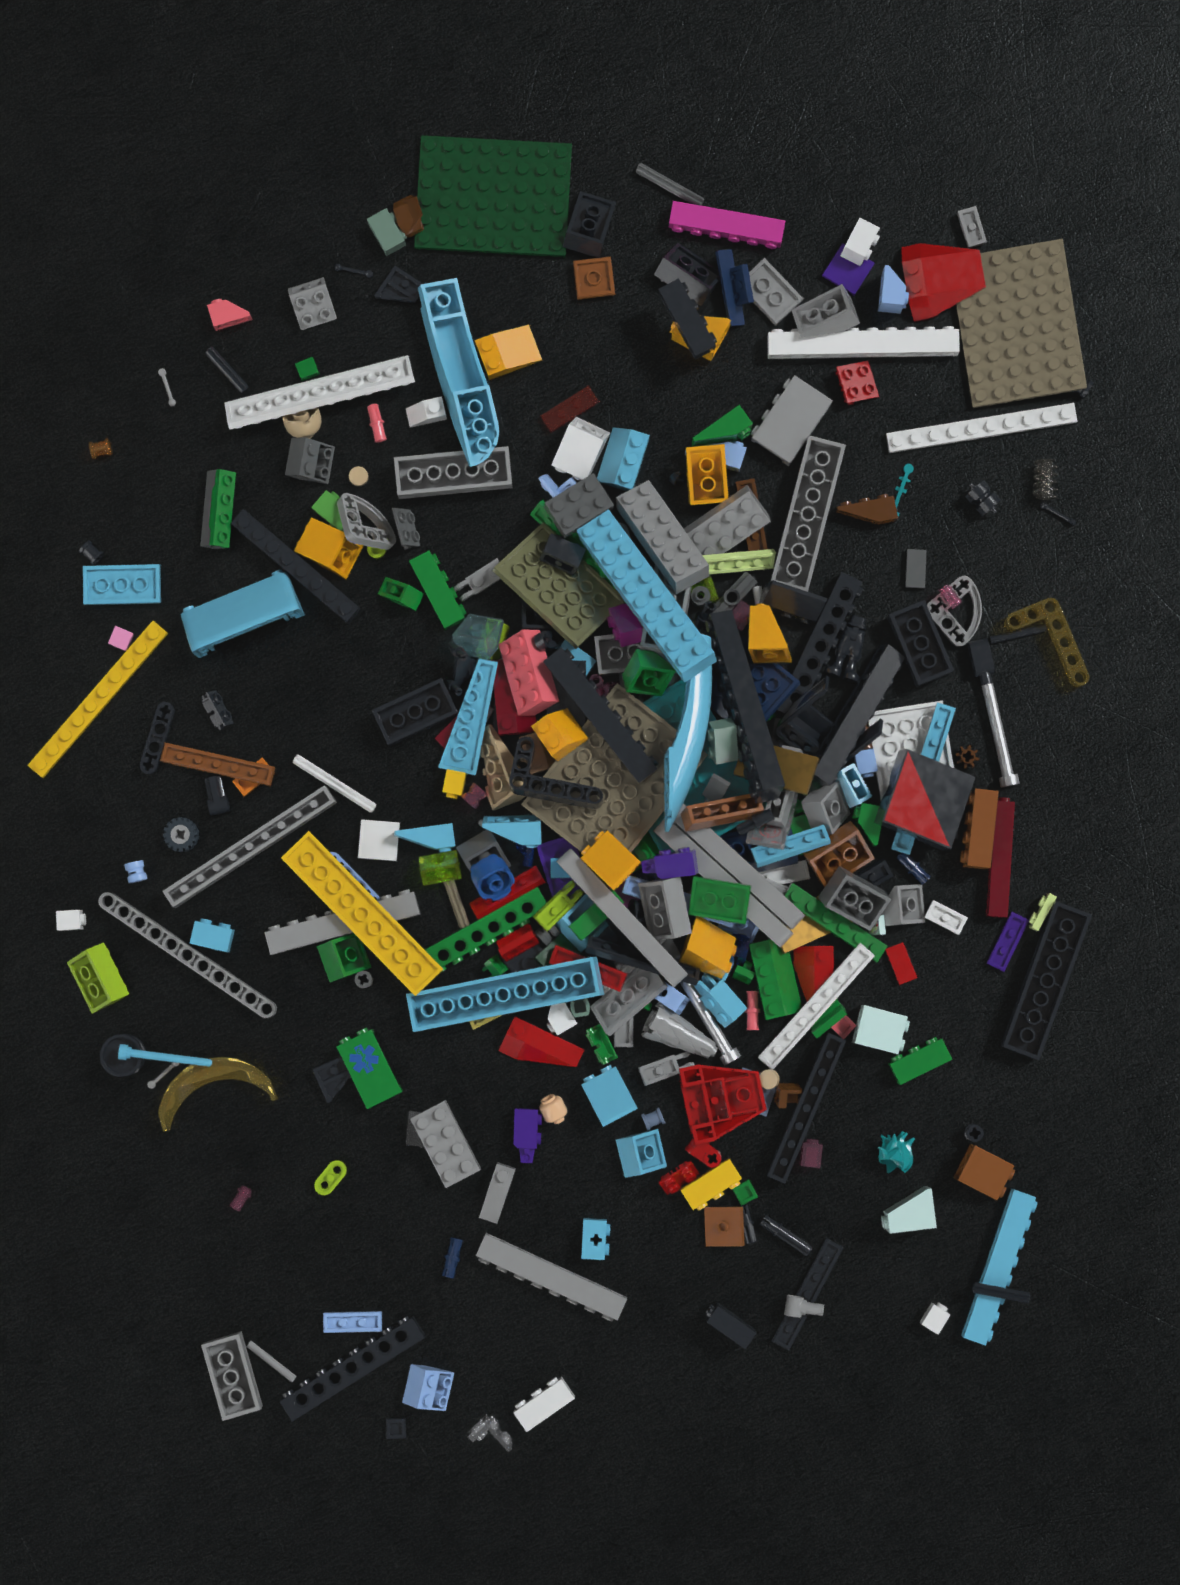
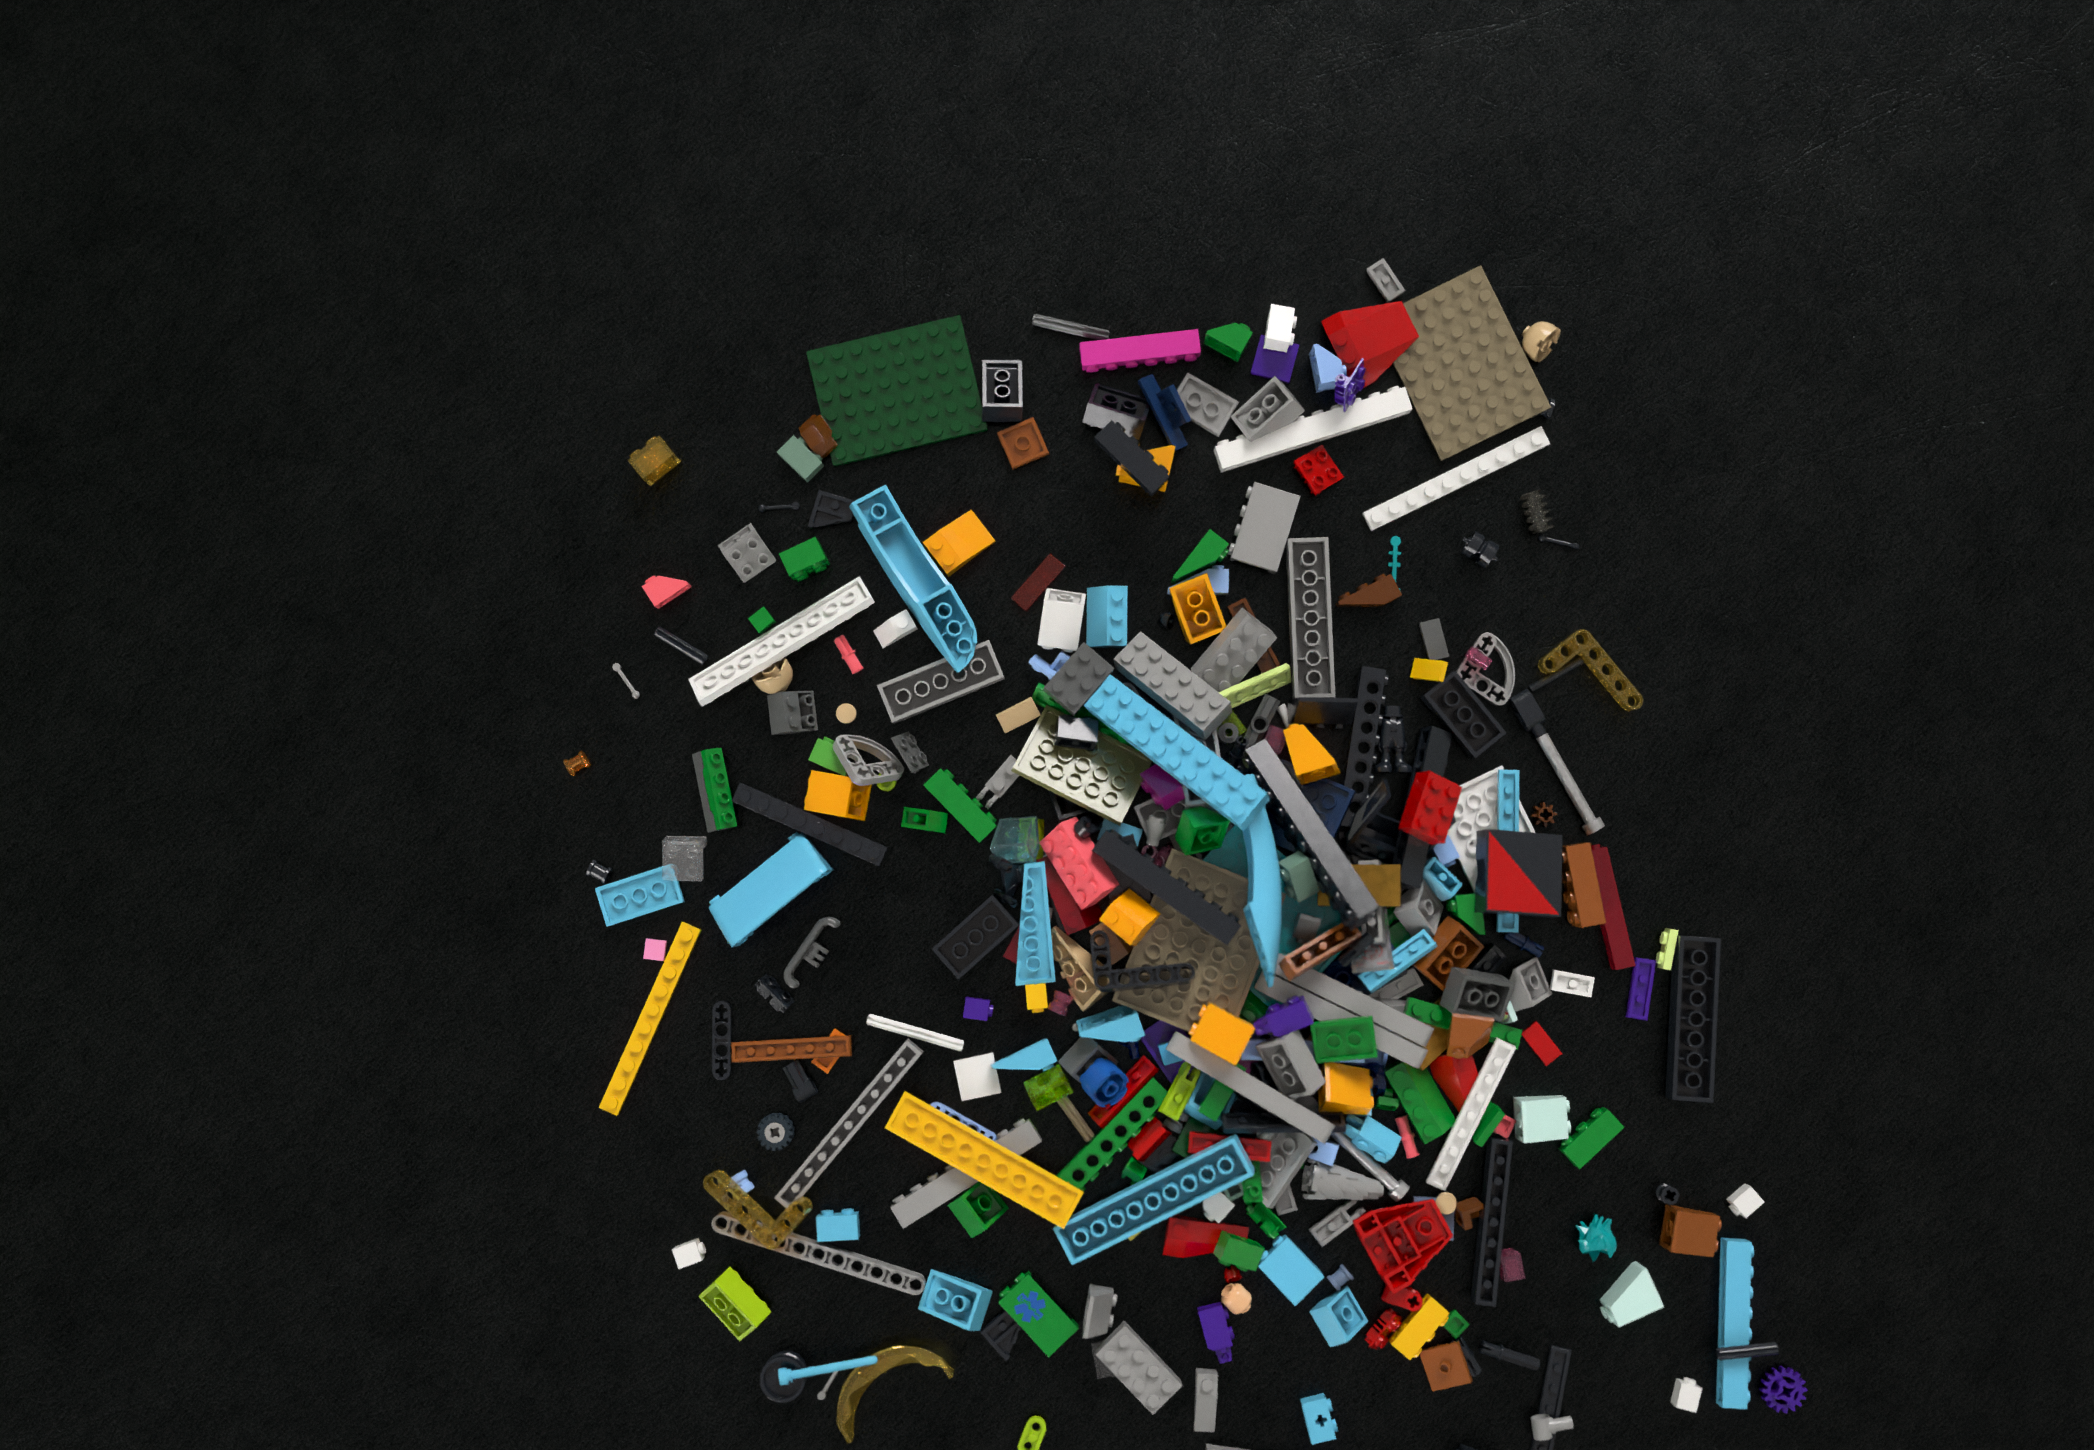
camera: 15 degrees left, 0 degrees up
(141, 898) = (755, 1211): none -> clear yellow beam
(171, 563) = (683, 858): none -> clear bracket
(252, 193) = (653, 460): none -> clear yellow brick
(260, 679) = (809, 950): none -> dark grey piece
(298, 1034) = (955, 1300): none -> medium azure slope
(358, 981) = (999, 1227): dark grey bush -> none
(362, 324) = (804, 559): none -> green brick
(397, 778) = (977, 1008): none -> dark purple brick
(425, 1080) = (1098, 1310): none -> light grey slope
(514, 524) = (1018, 715): none -> tan tile
(556, 1087) = (1232, 1275): none -> red hinge
(568, 1066) = (1238, 1251): none -> green brick
(598, 1009) = (1252, 1186): none -> green hinge
(606, 662) = (1155, 828): none -> light grey cone
(811, 239) = (1229, 339): none -> green slope
(834, 931) = (1467, 1034): none -> dark orange slope
(862, 715) = (1430, 807): none -> red brick
(901, 593) = (1429, 669): none -> yellow tile
(905, 314) = (1347, 387): none -> dark purple hinge
(1023, 1331) = (1792, 1390): none -> dark purple gear
(1042, 1160) = (1744, 1201): none -> white brick
(1095, 323) = (1538, 339): none -> tan cylinder

